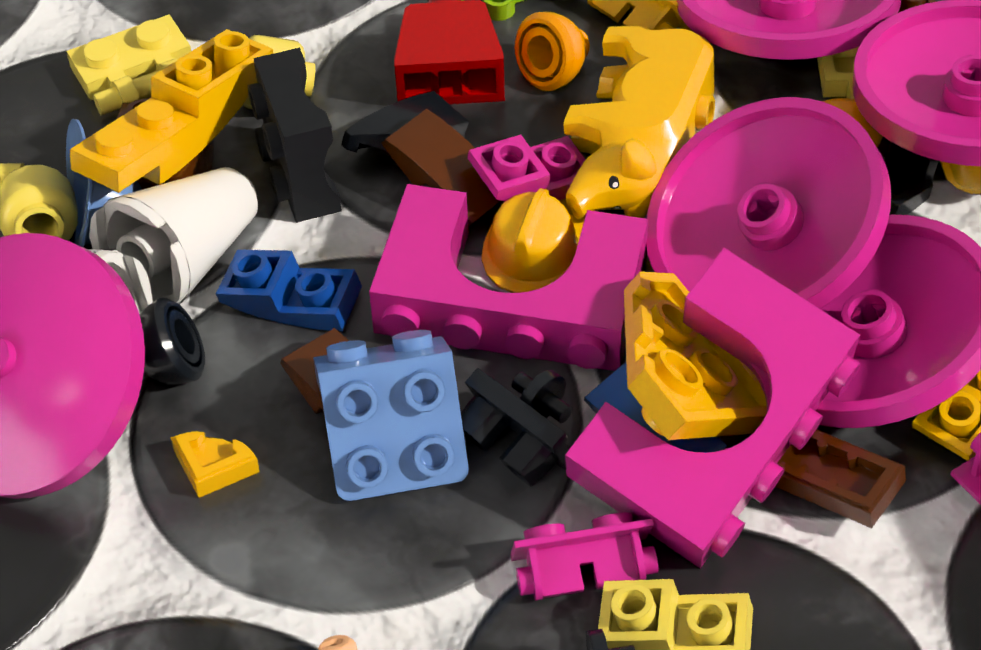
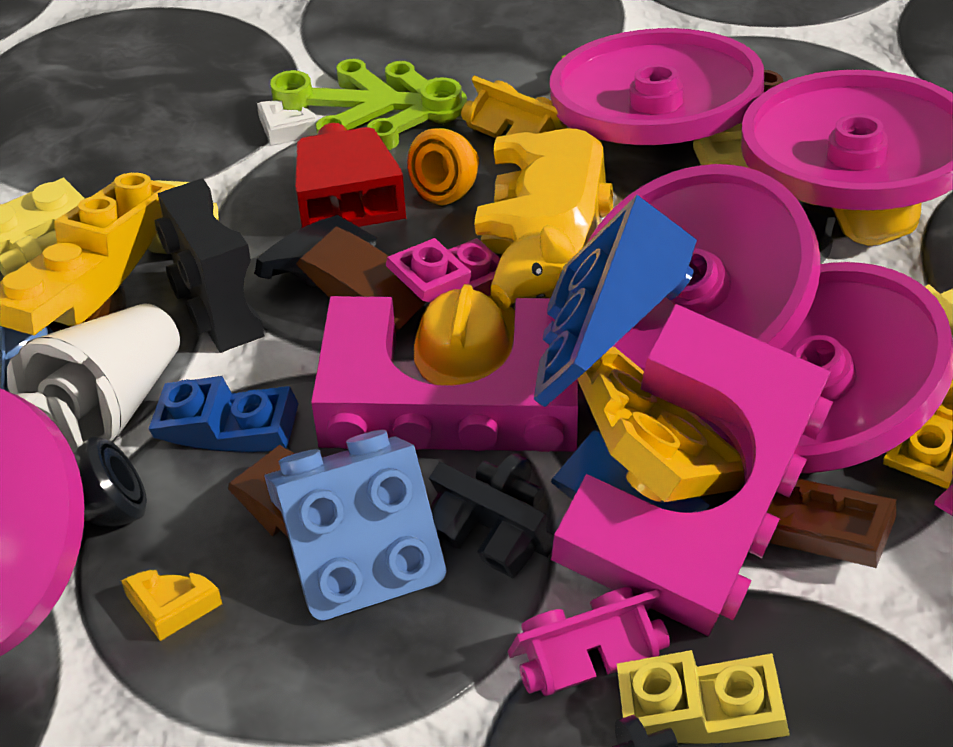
camera: 10 degrees left, 5 degrees down
(672, 218) = (609, 290): none -> blue wedge

